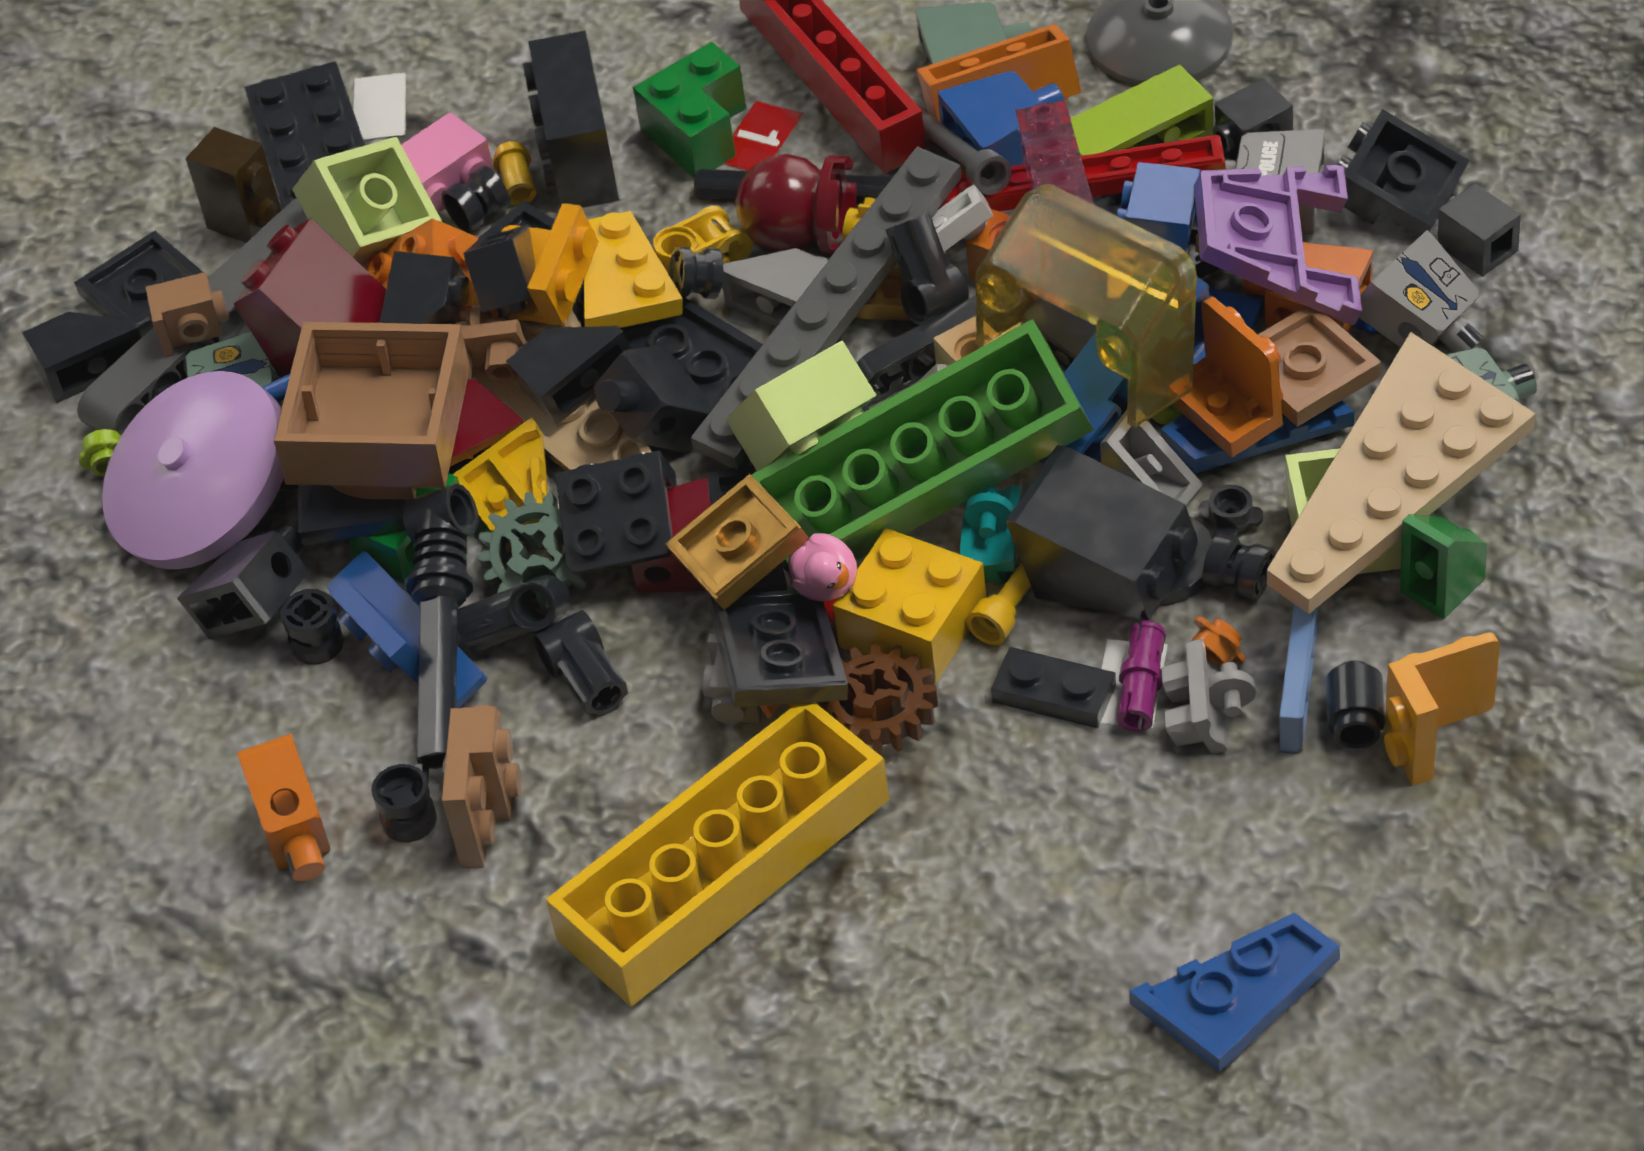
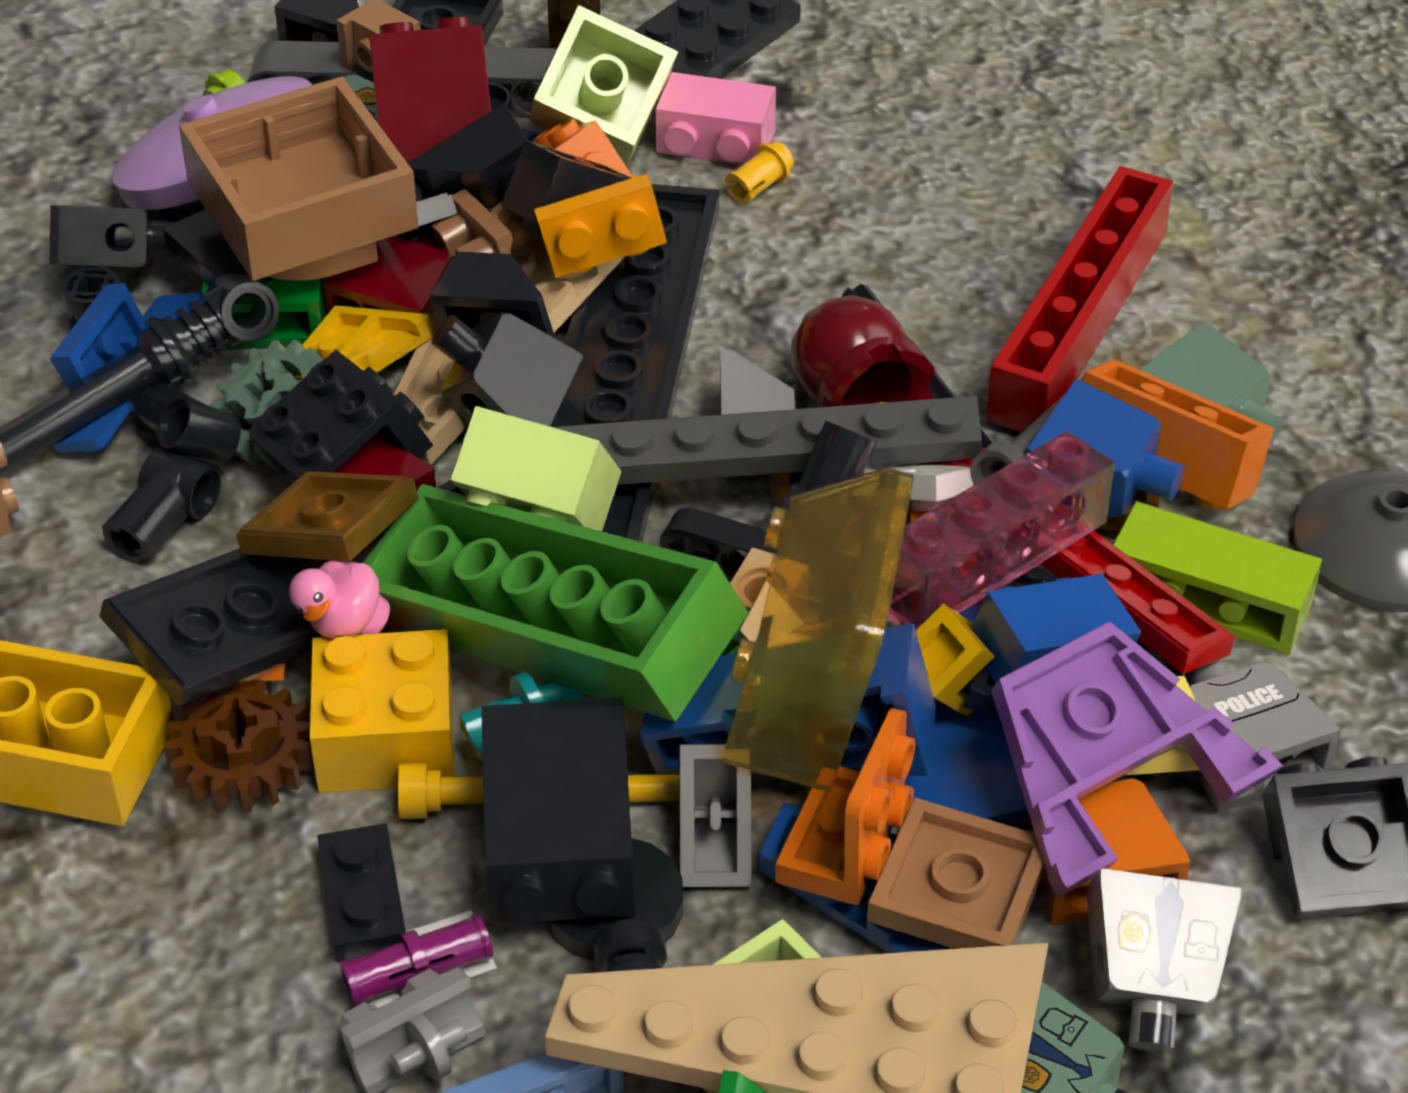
camera: 50 degrees right, 5 degrees down
(380, 105) = (784, 60): white sticker -> none
(476, 199) = (698, 161): black wheel -> none
(572, 121) = (832, 165): black brick -> none
(626, 277) = (661, 291): yellow wing -> none
(691, 107) = (938, 234): green brick -> none
(697, 271) = (703, 335): black wheel -> none
(700, 233) = (752, 328): yellow piece -> none
(762, 133) = (963, 313): red sticker -> none
(1220, 641) = (502, 1005): orange plate -> none
(1230, 510) = (718, 913): black plate -> none
(1251, 111) = (1320, 663): black brick -> none
(1478, 229) = (1337, 959): black brick -> none

